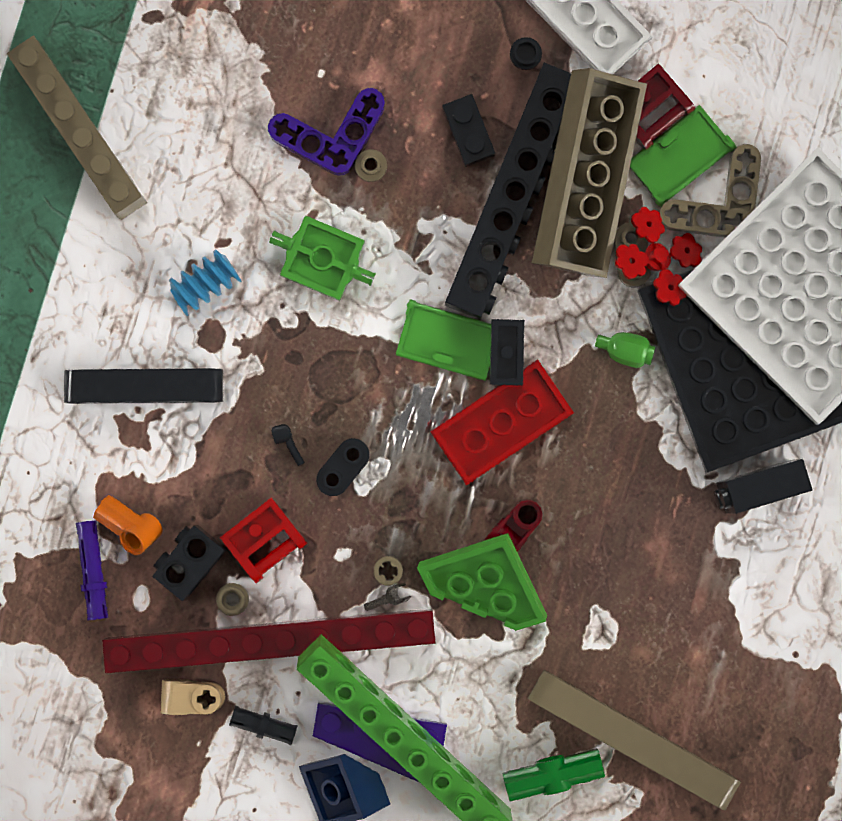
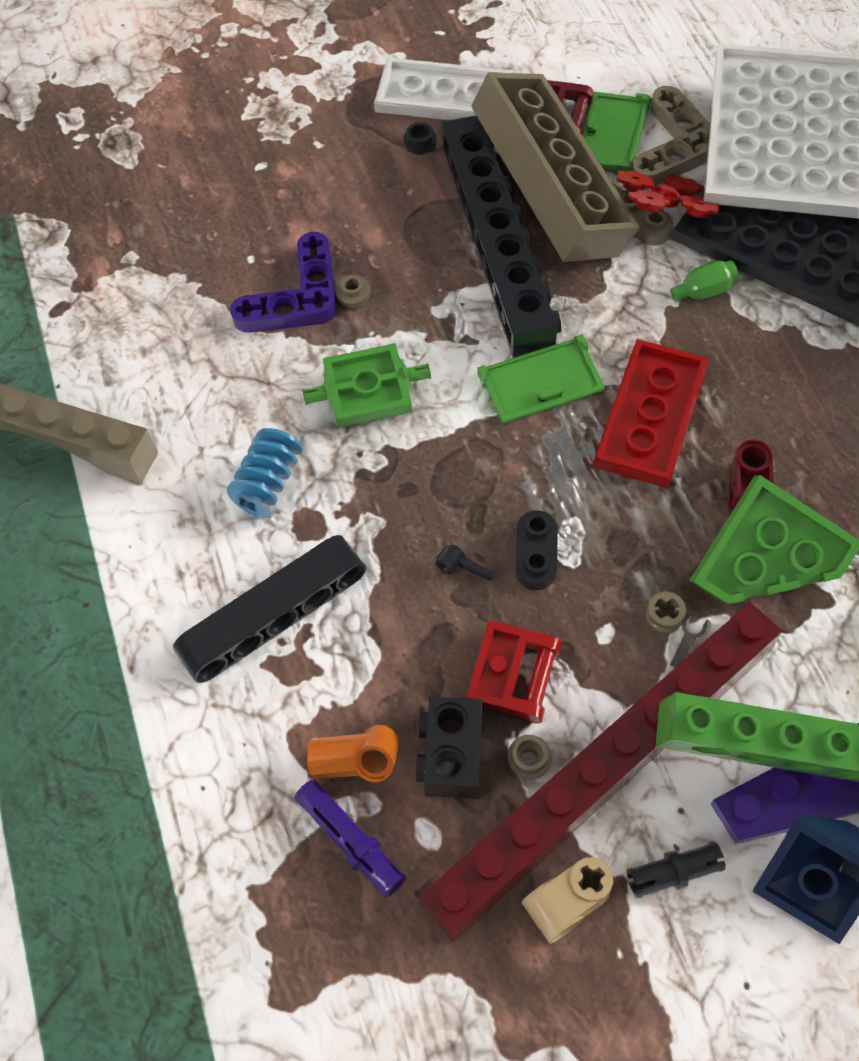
camera: 30 degrees left, 25 degrees down
(468, 130) = (418, 218): black plate -> none
(507, 352) = (605, 342): black plate -> none

